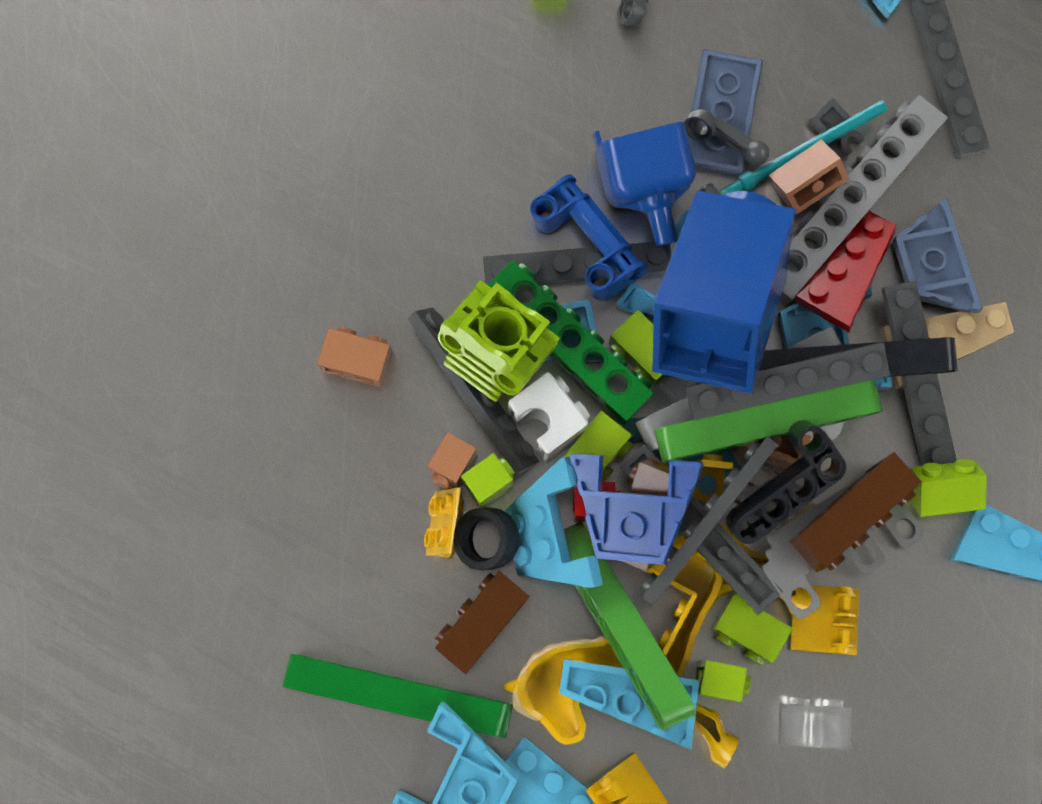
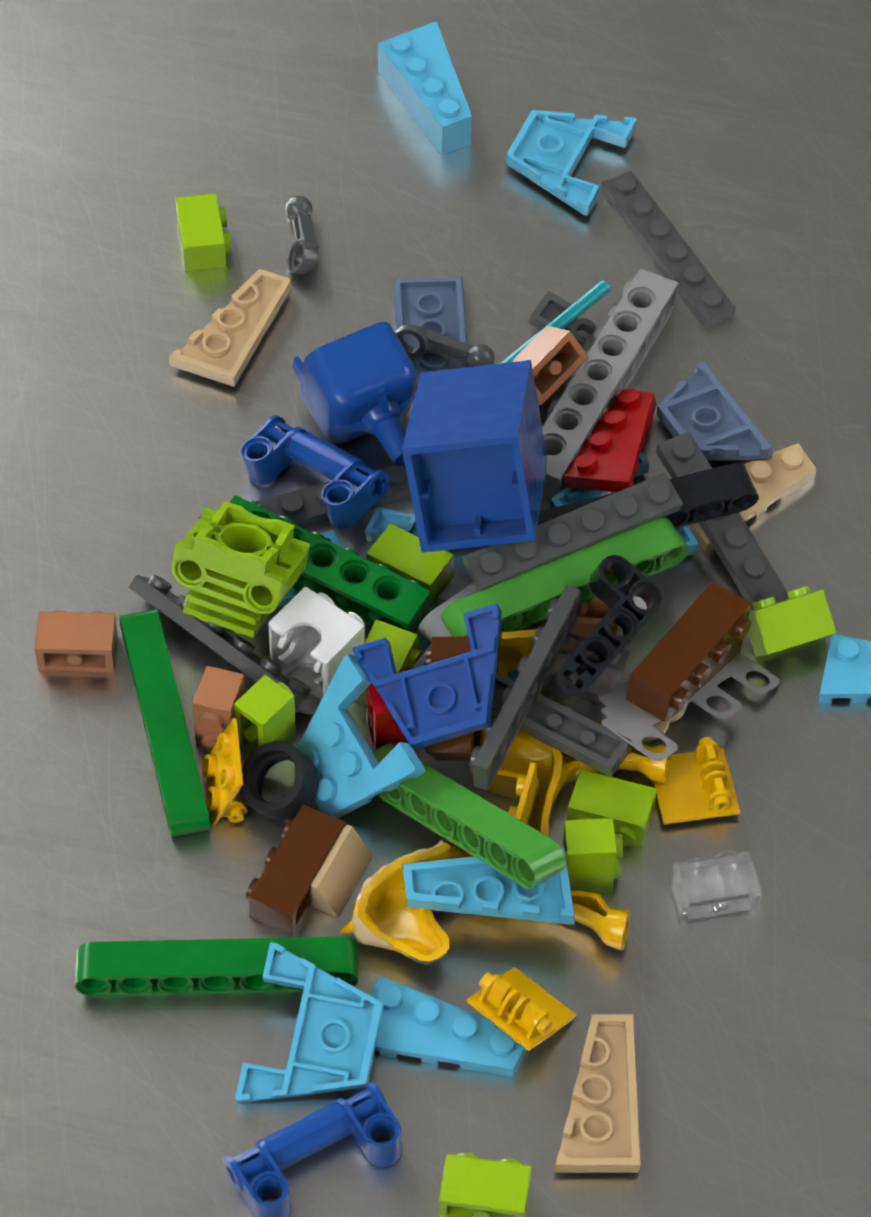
camera: 15 degrees left, 25 degrees down
(408, 453) = (164, 723): none -> green beam
(517, 632) = (340, 872): none -> tan slope
(551, 78) = (235, 331): none -> tan wing

